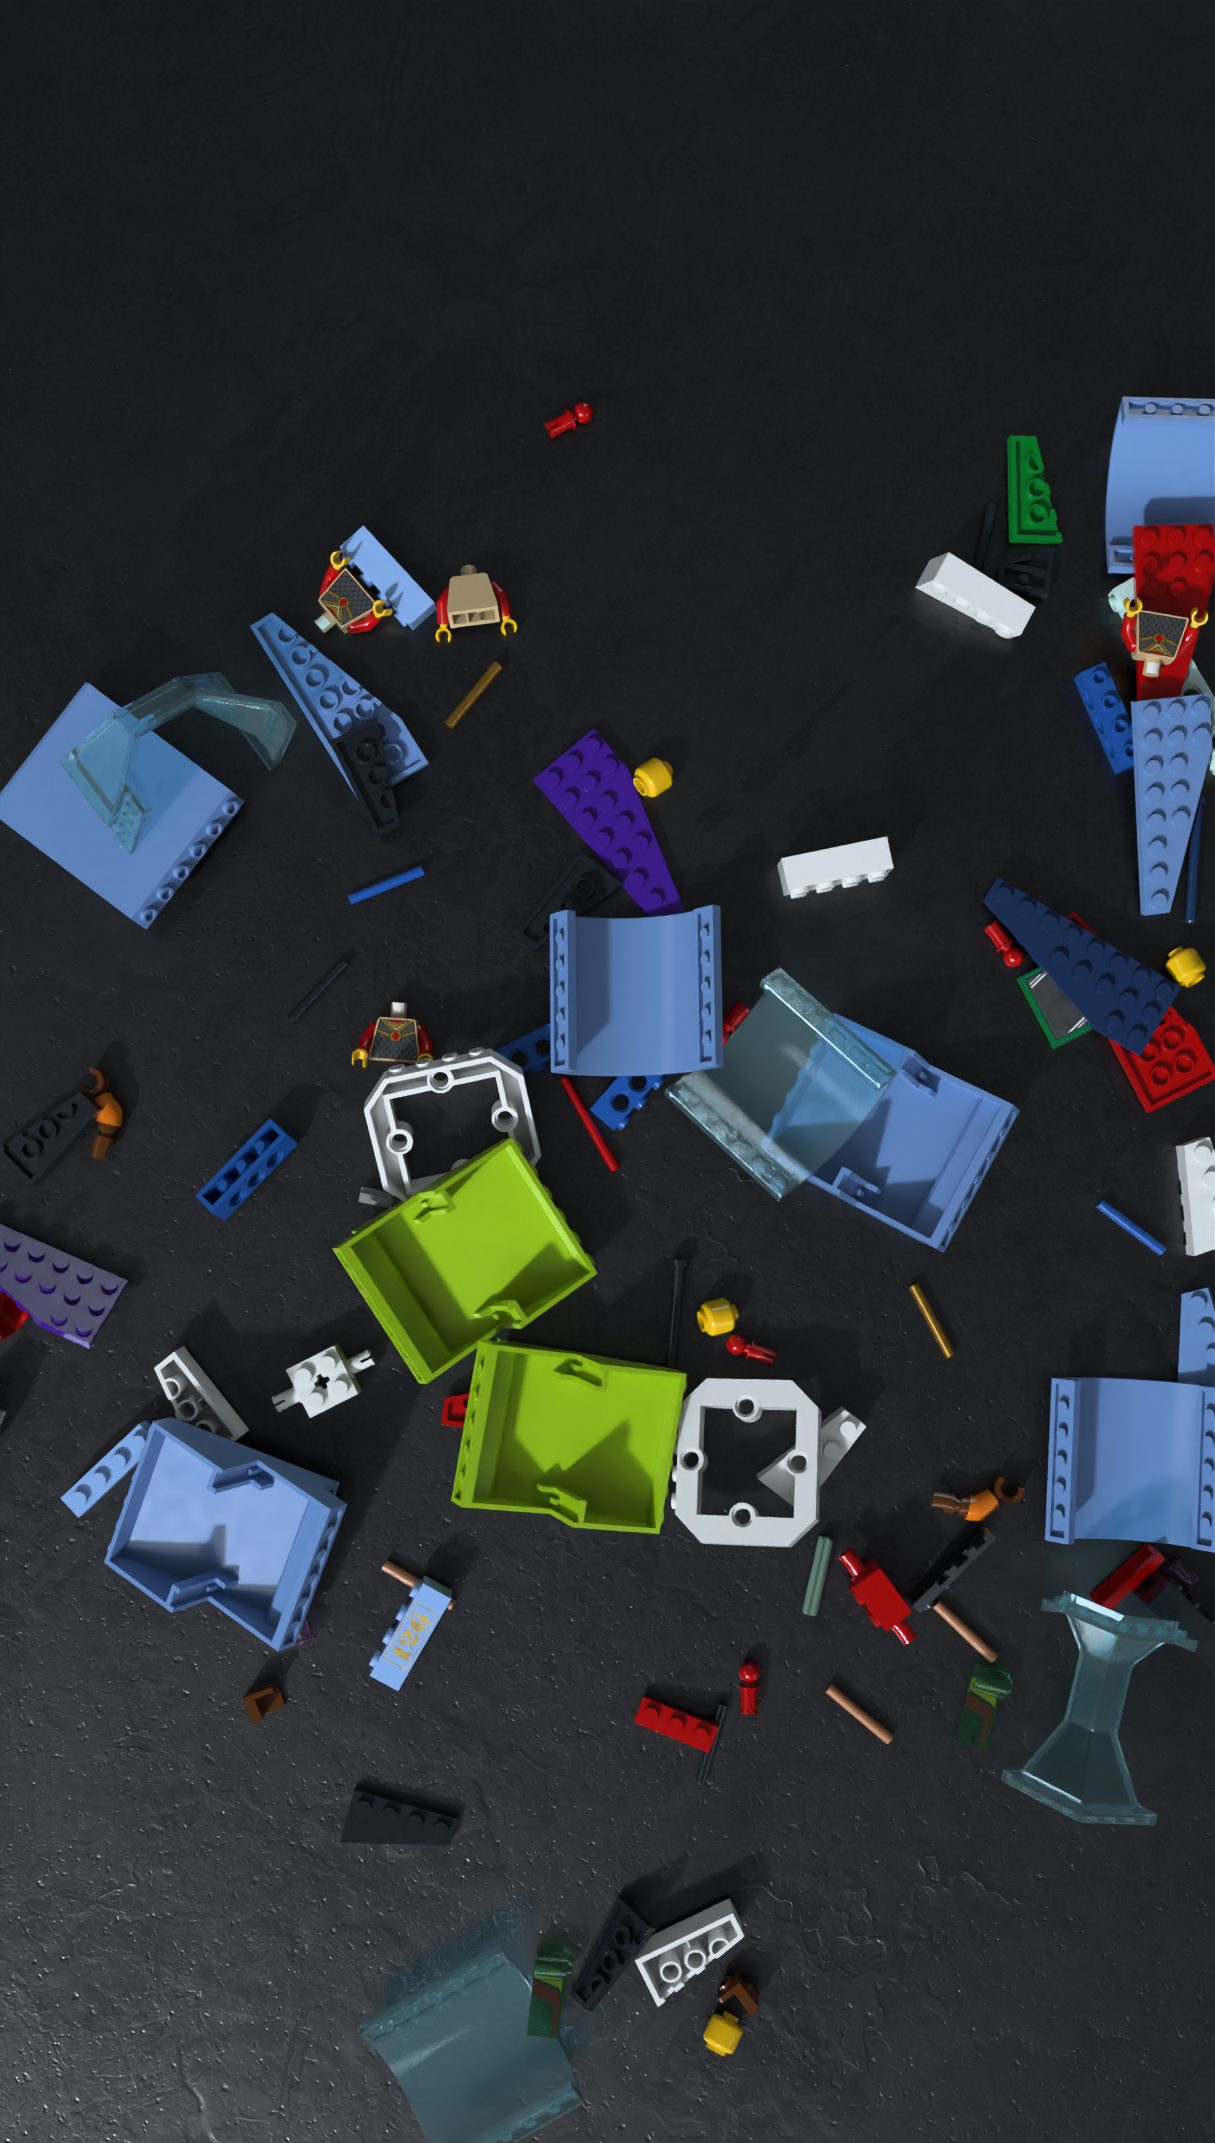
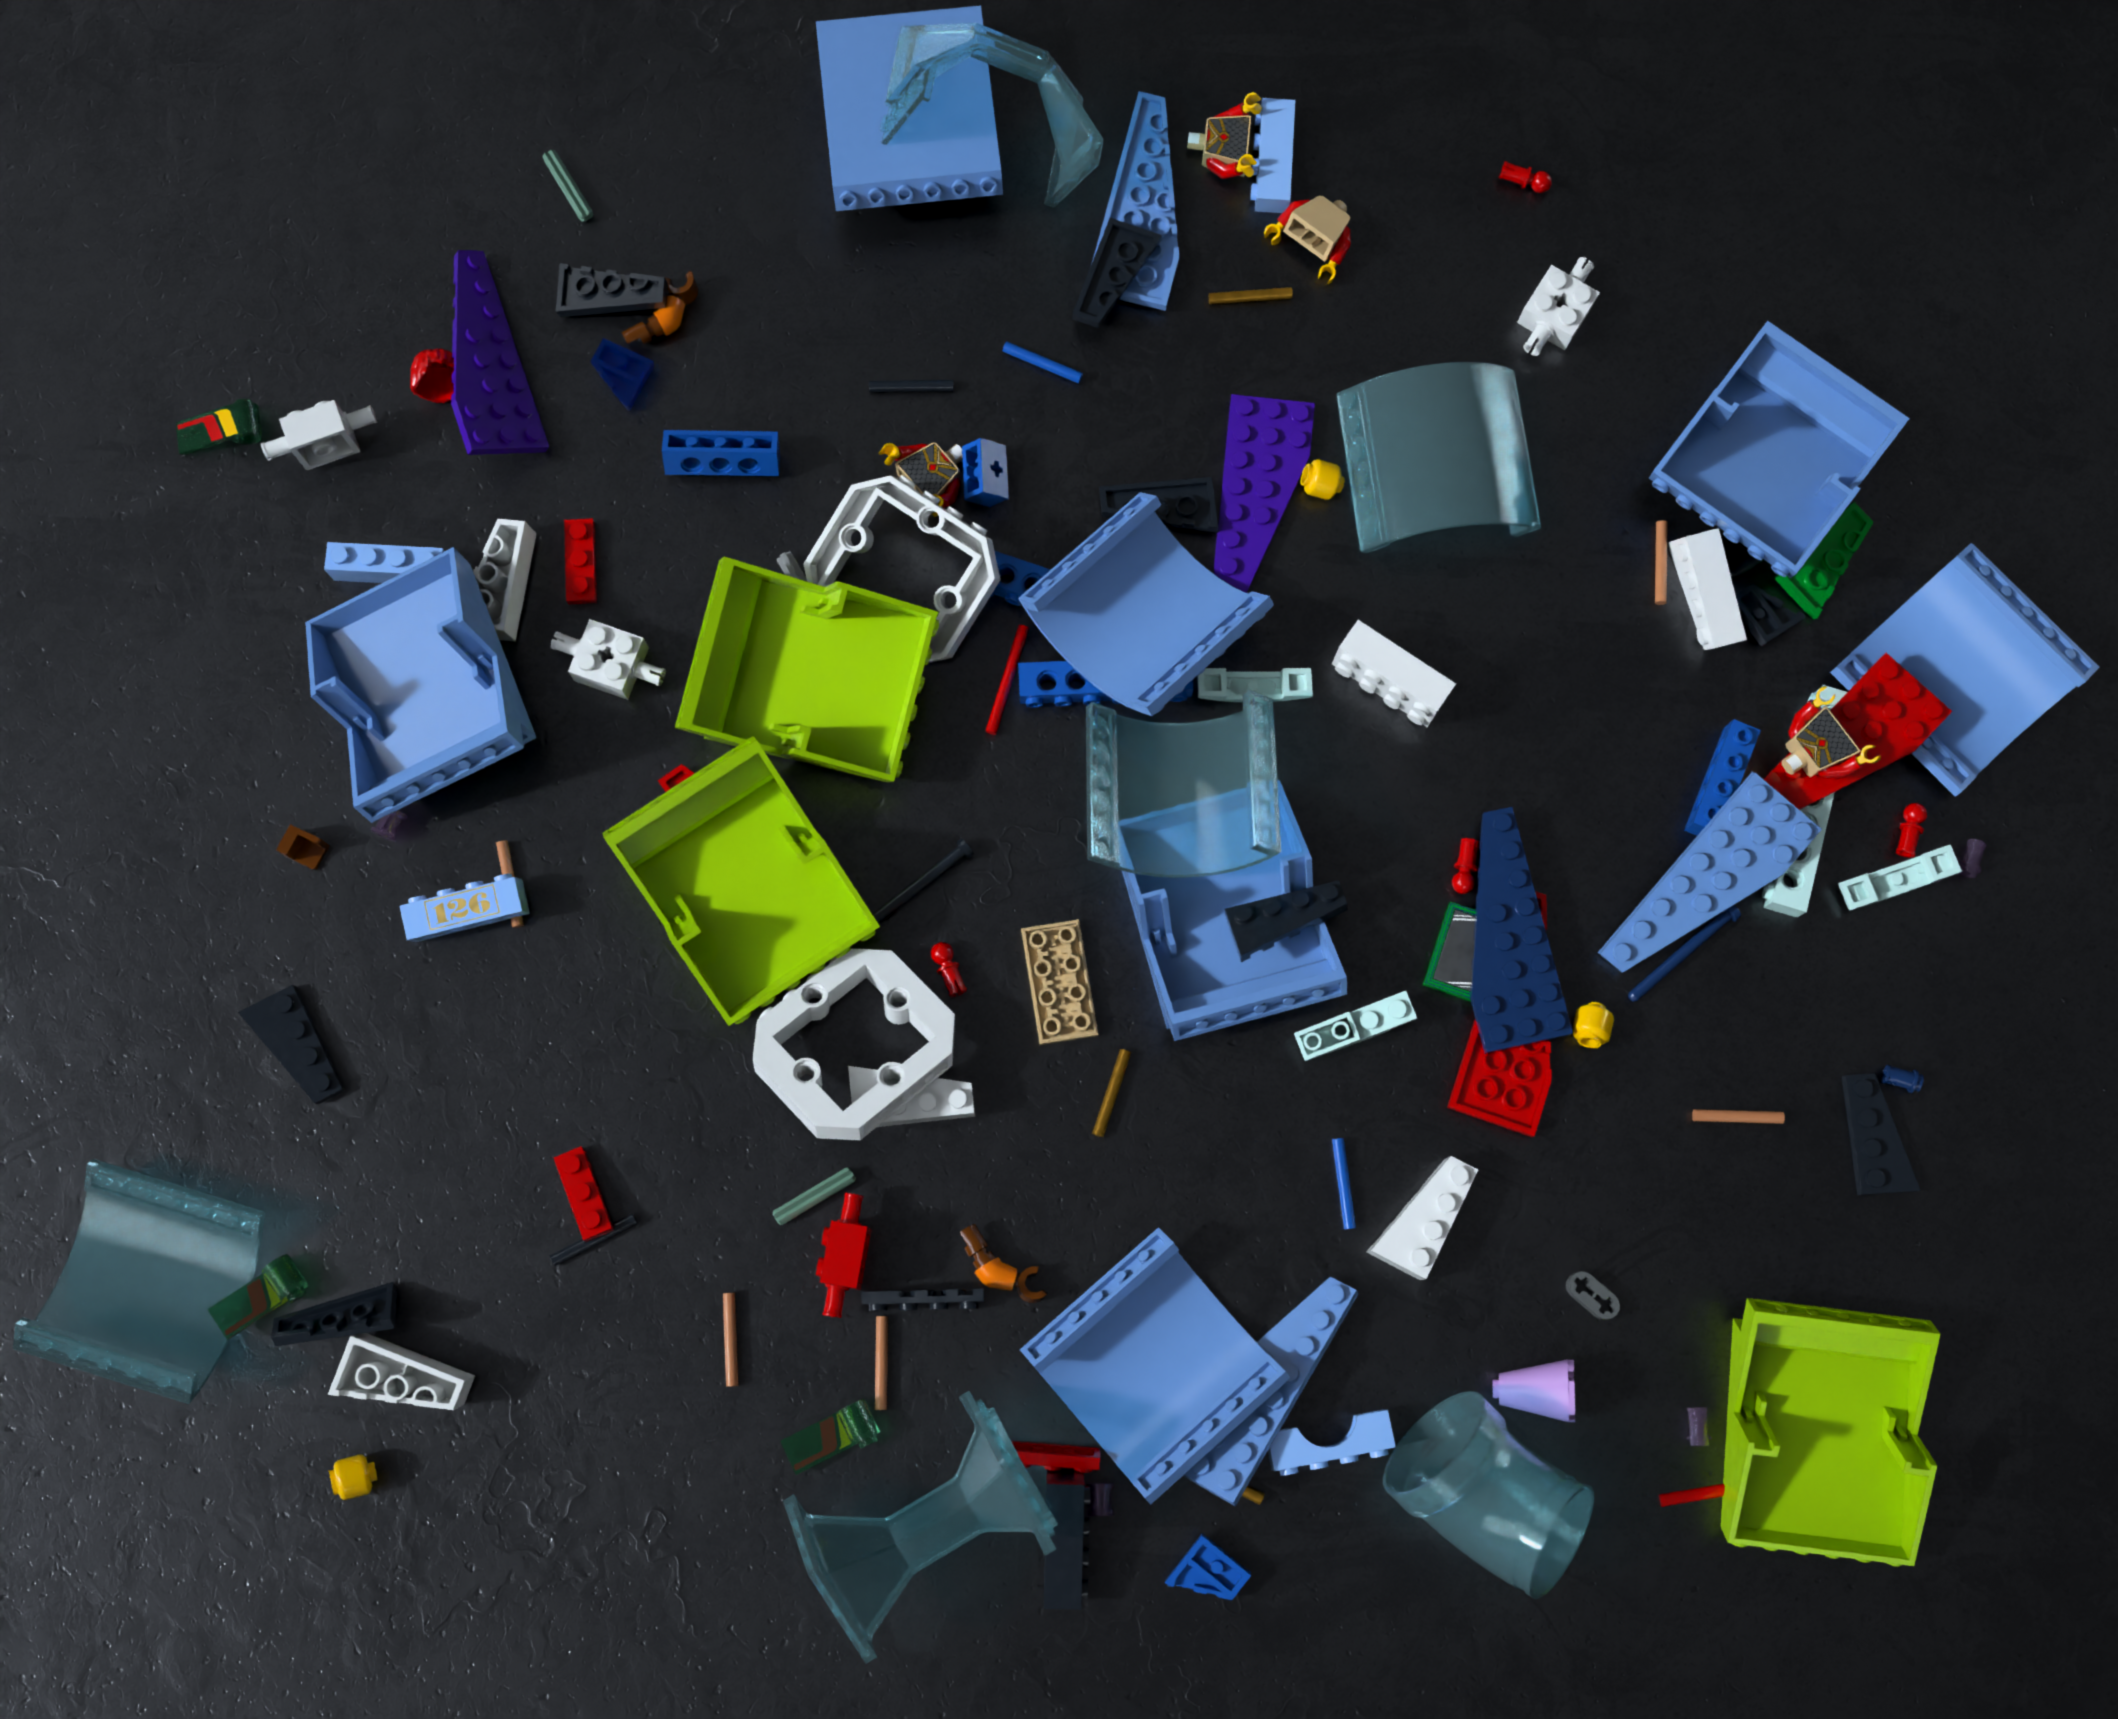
camera: 40 degrees right, 10 degrees down
(118, 1180) = (622, 371): none -> clear blue wing
(232, 1333) = (580, 561): none -> red plate
(432, 1002) = (985, 472): none -> blue brick
(690, 478) = (1558, 307): none -> white brick
(712, 684) = (1437, 452): none -> clear light blue panel
(717, 1316) = (949, 916): yellow head -> none
(733, 1019) = (1174, 712): red pin -> none
(744, 1992) = (404, 1463): reddish brown bracket -> none
(749, 1673) = (680, 1215): red pin -> none
(754, 960) = (1230, 686): none -> light aqua slope
(827, 1284) = (1059, 982): none -> tan tile
(925, 605) = (1661, 563): none -> nougat bar
(925, 1109) = (1268, 920): none -> black wing
(933, 456) = (1778, 450): none -> medium blue panel
(1040, 1121) = (1355, 1026): none -> light aqua slope

